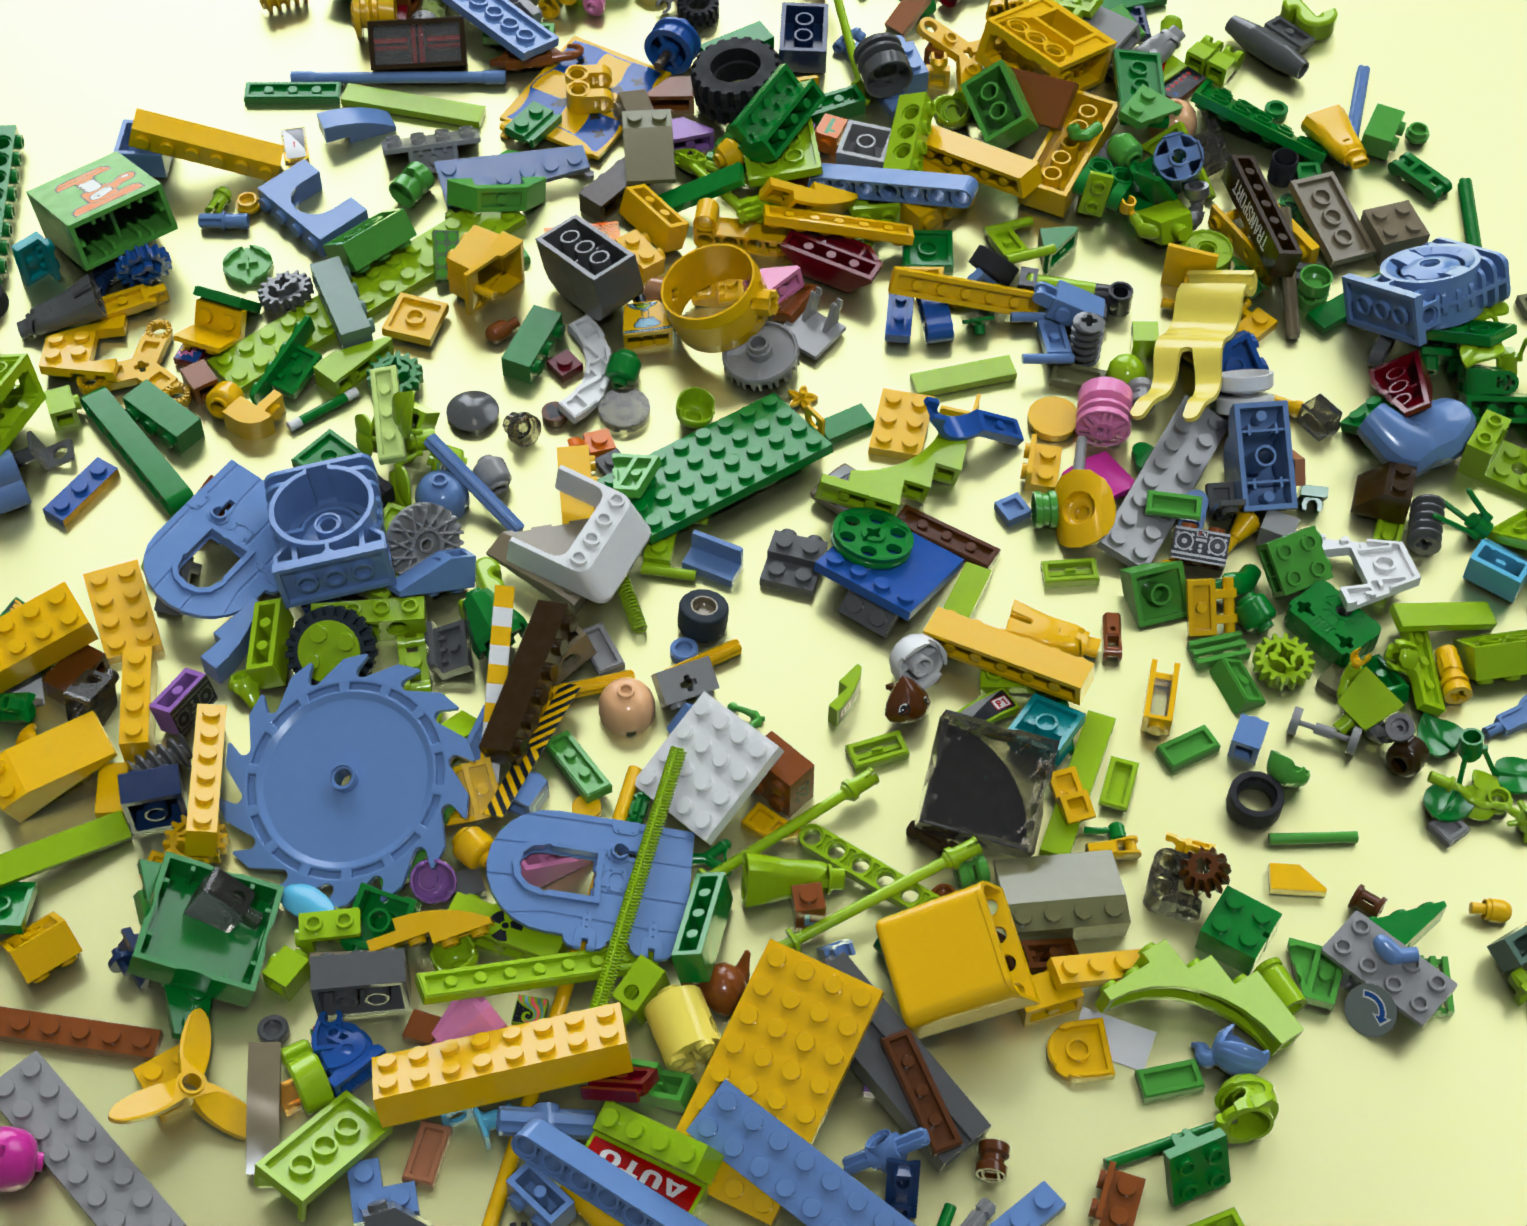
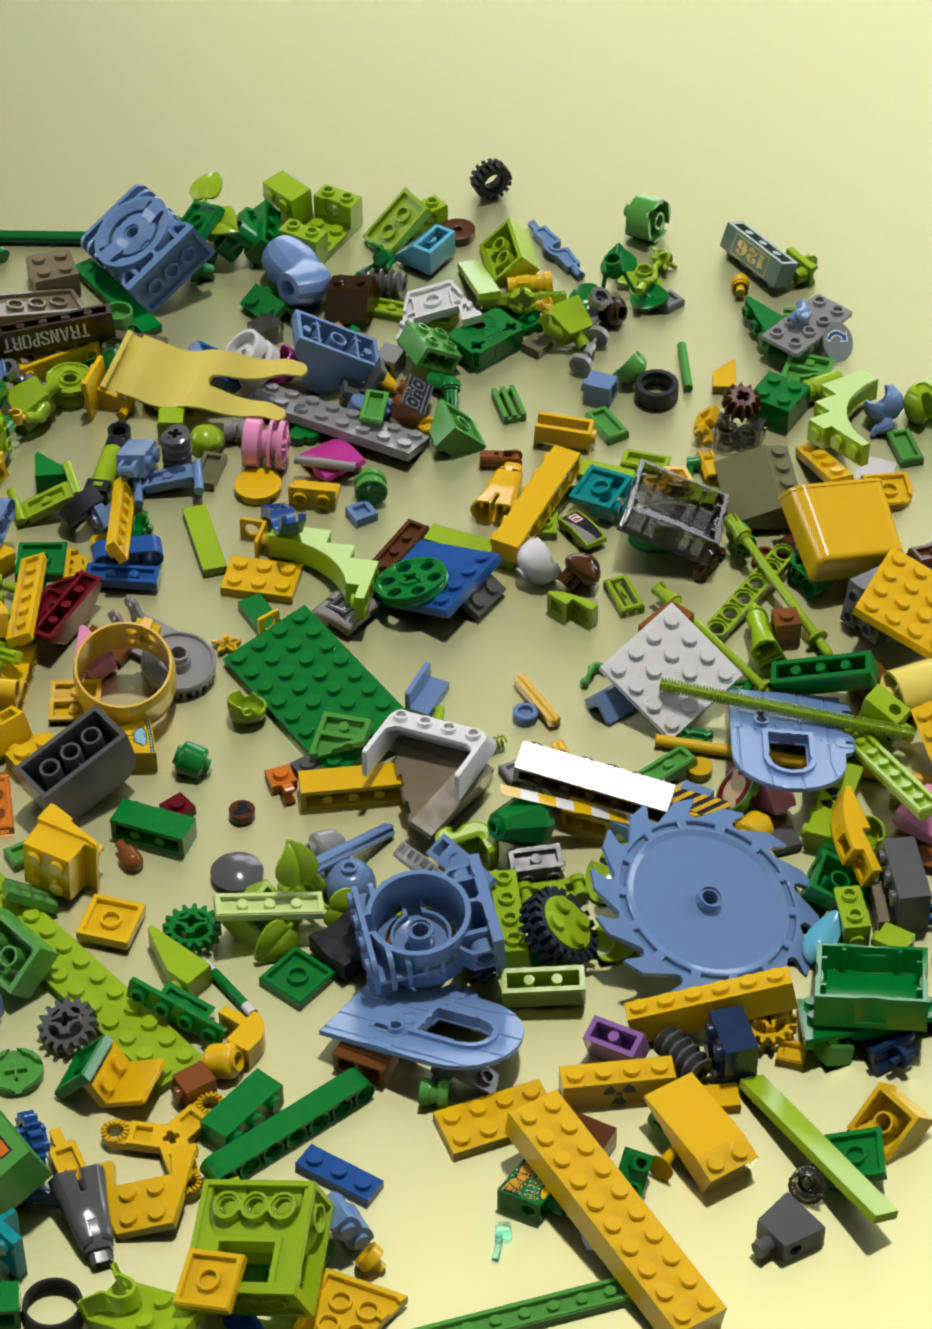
camera: 90 degrees left, 10 degrees down
(92, 692) = (621, 1109): clear smoke torso -> none
(187, 355) = (151, 1108): tile -> none
(223, 902) = (846, 970): clear smoke torso -> none
(231, 645) = (542, 1021): medium blue slope -> none
(244, 687) = (583, 1009): lime animal -> none
(342, 302) = (101, 966): brick -> none
(433, 884) = (794, 852): medium lavender hair -> none
(522, 428) = (266, 828): clear smoke piece -> none
(594, 383) = (206, 783): white tile -> none
(624, 409) = (238, 763): clear smoke tile -> none
(626, 706) = (592, 740): light nougat cylinder -> none
(668, 682) = (568, 702): light grey brick -> none
(703, 615) = (492, 695): black wheel -> none
(792, 562) = (425, 643): dark grey plate -> none
(836, 948) = (825, 608): medium blue plate -> none
(1071, 576) = (431, 493): lime tile -> none
(1084, 508) = (380, 454): yellow hat -> none
(1201, 606) = (475, 397): yellow plate -> none
(1236, 685) = (544, 397): bright green slope -> none
(1255, 613) = (475, 377): green head -> none
(1283, 661) = (523, 366): lime gear -> none
(1362, 894) = (745, 342): reddish brown bush -> none
(1380, 351) = (190, 295): dark grey beam -> none
(1404, 383) = (243, 272): dark red wedge -> none

